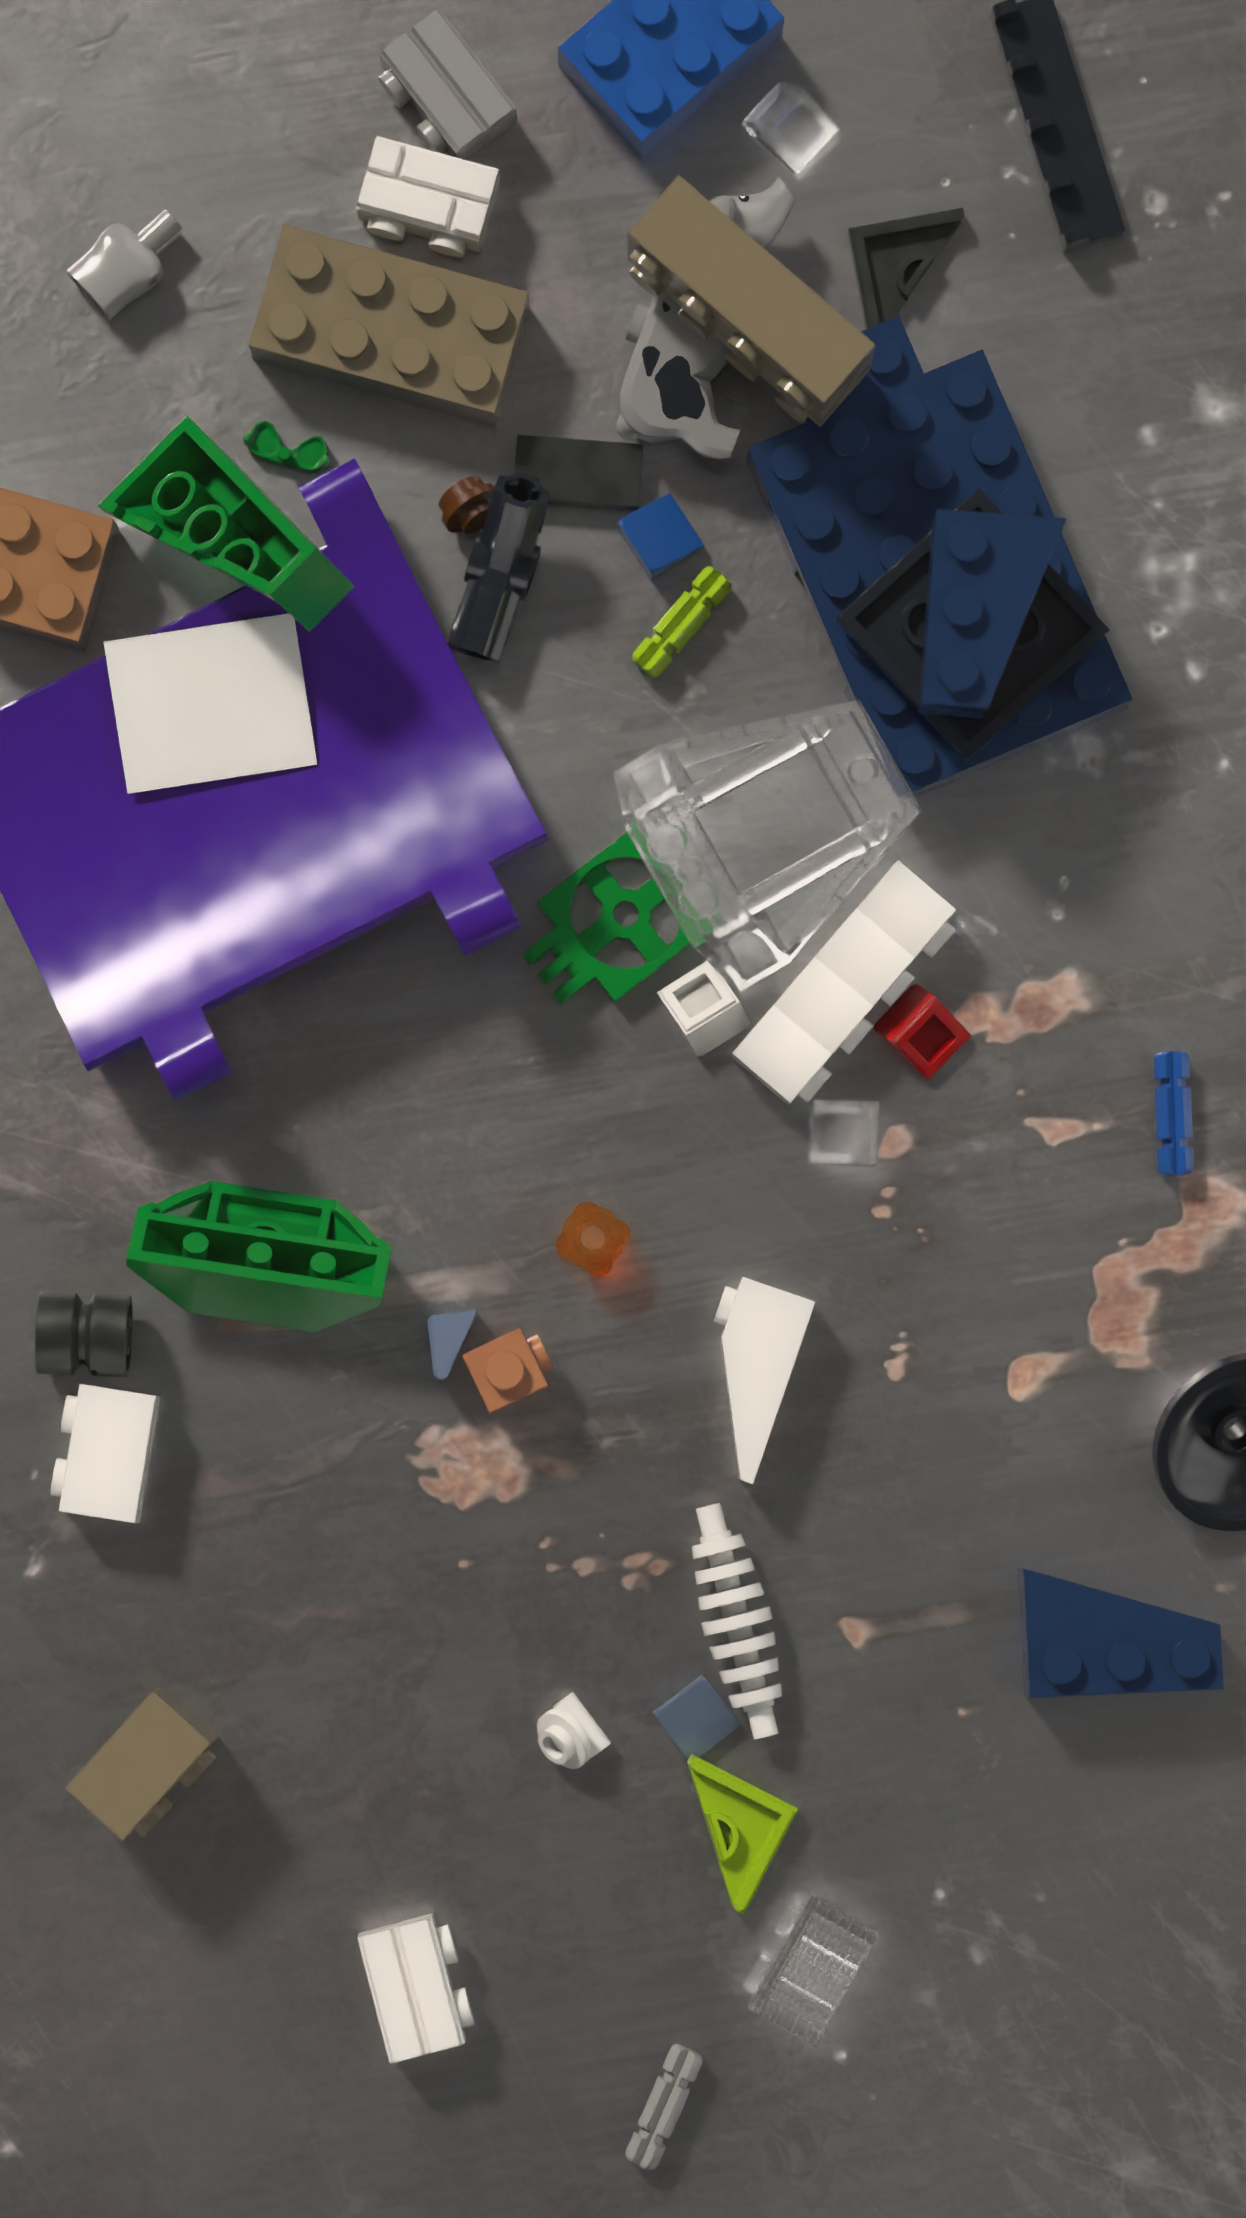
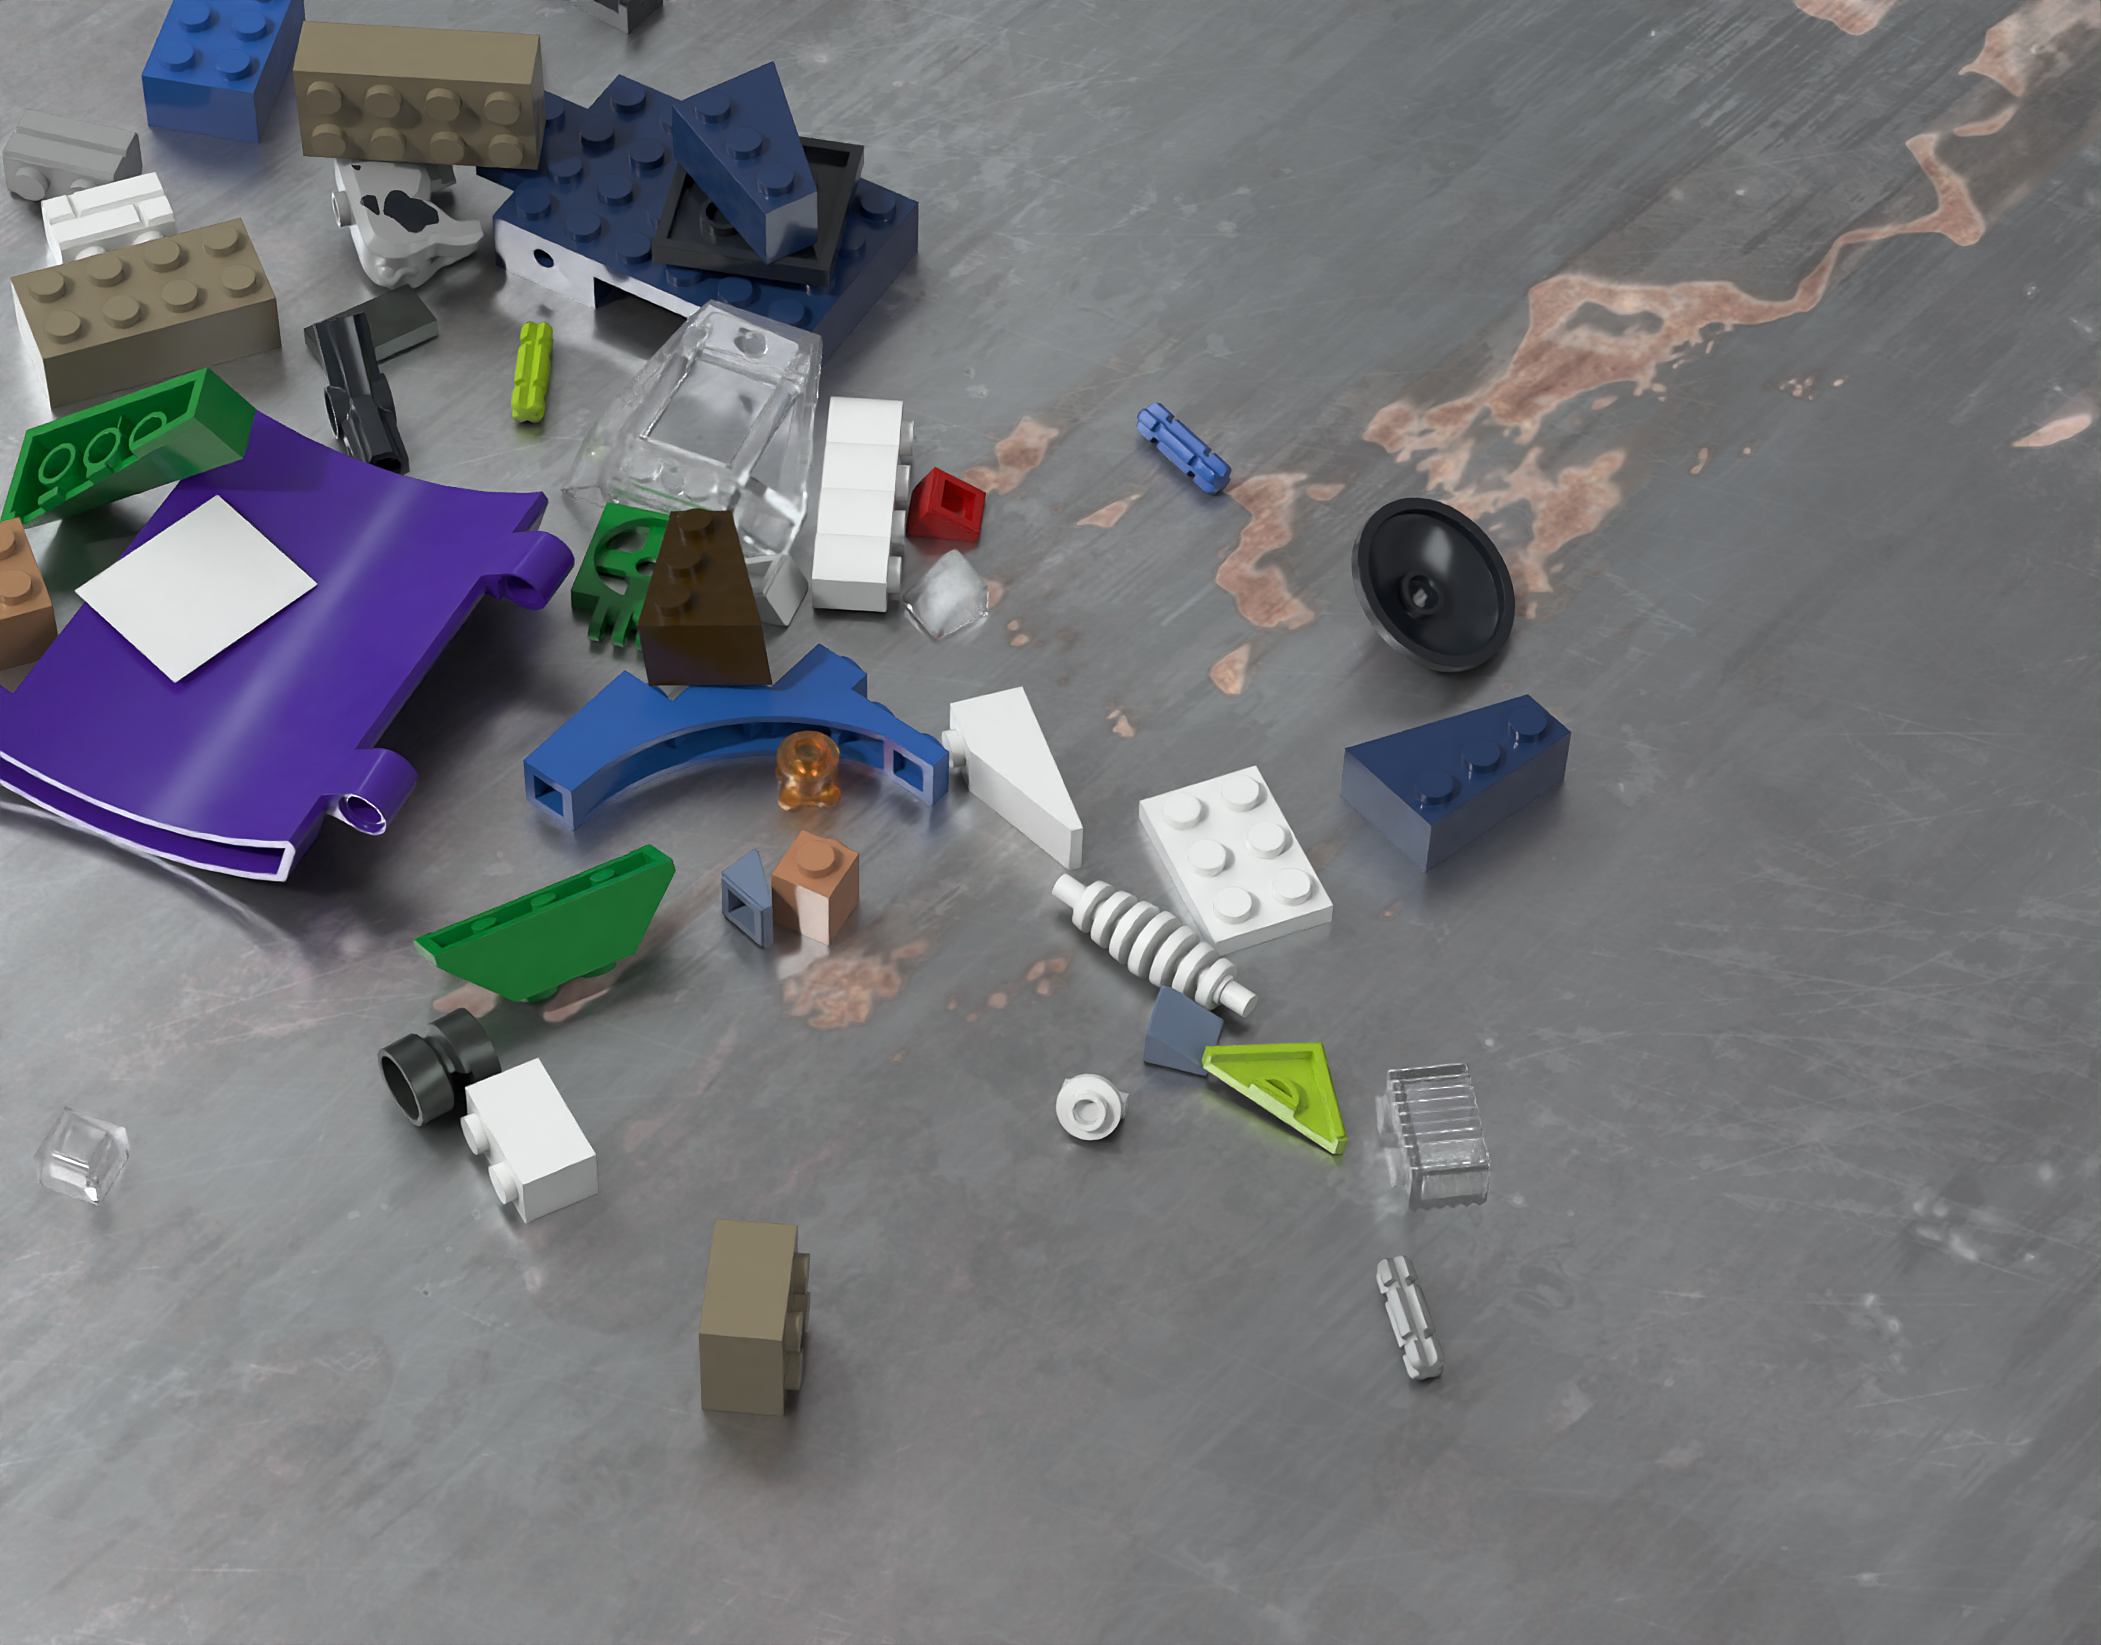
camera: 35 degrees left, 35 degrees down
(414, 1988) = (1124, 1355): white brick -> none
(466, 505) = (301, 386): reddish brown plate -> none
(477, 1101) = (639, 734): none -> blue arch
(603, 1038) = (701, 607): none -> dark brown wedge
(659, 535) = (466, 336): blue slope -> none
(874, 1576) = (1235, 861): none -> white plate

